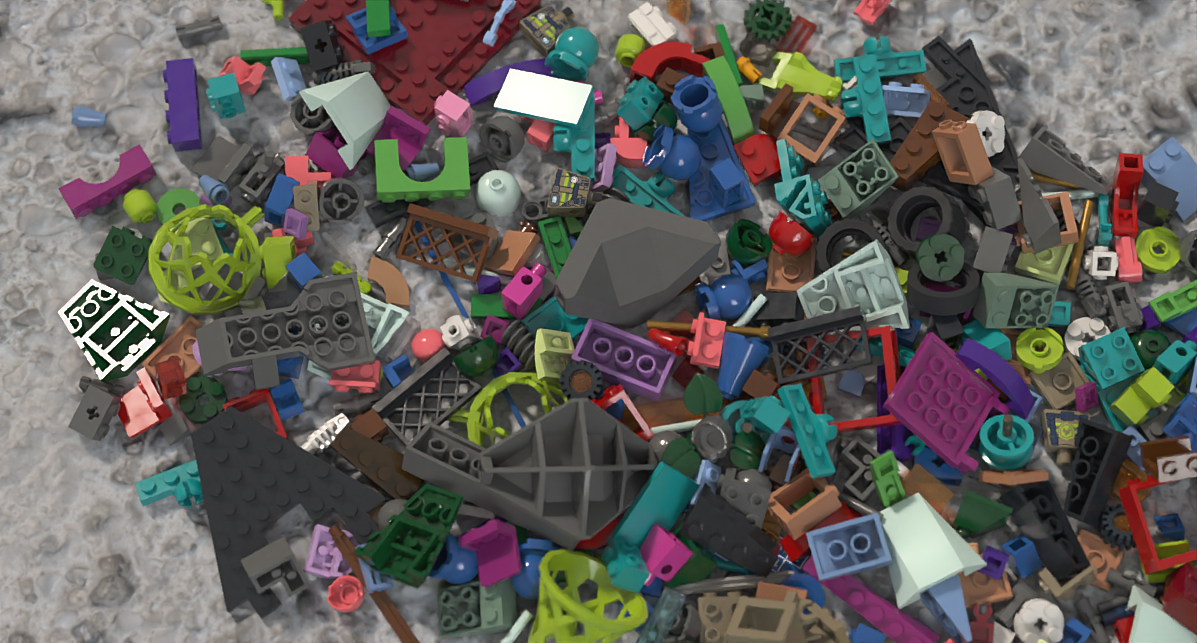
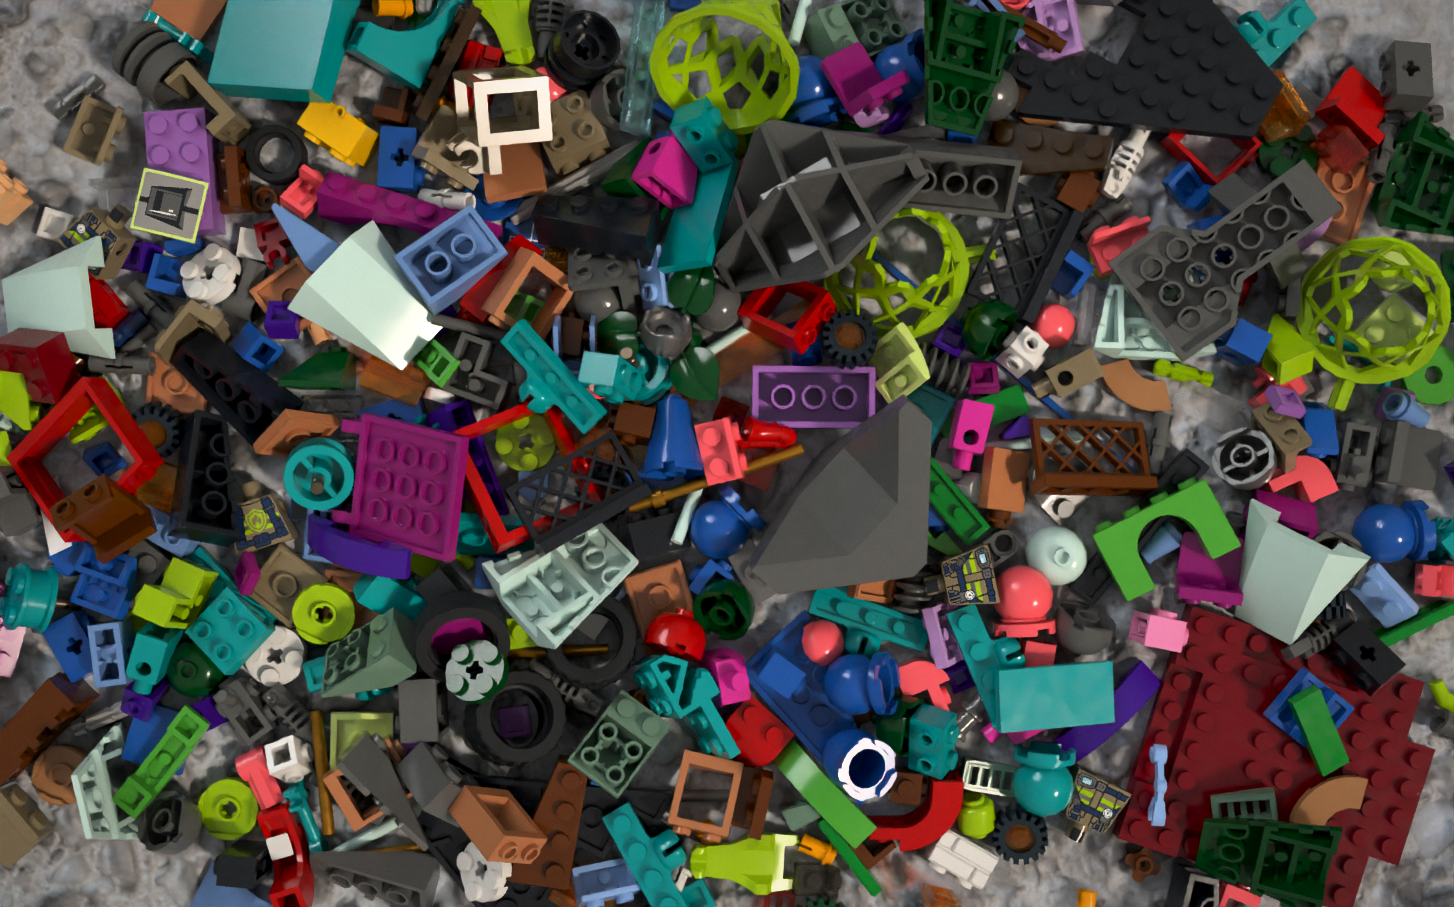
camera: 155 degrees right, 20 degrees up
(146, 361) = (1381, 154): none -> dark grey pin
(192, 419) = (1286, 114): none -> clear orange panel
(263, 116) = (1395, 532): none -> blue tile
(433, 304) = (1082, 370): none -> dark tan torso
(537, 164) = (1023, 602): none -> coral tile
(606, 26) = (1019, 834): none -> black wheel
(617, 84) = (982, 764): none -> sand green slope
(687, 195) = (822, 641): none -> coral hair
(763, 199) = (728, 674): none -> dark pink torso
(826, 597) = (447, 198): none -> white pin
(849, 403) = (529, 459): none -> lime plate
(1128, 207) = (279, 846): none -> white sticker

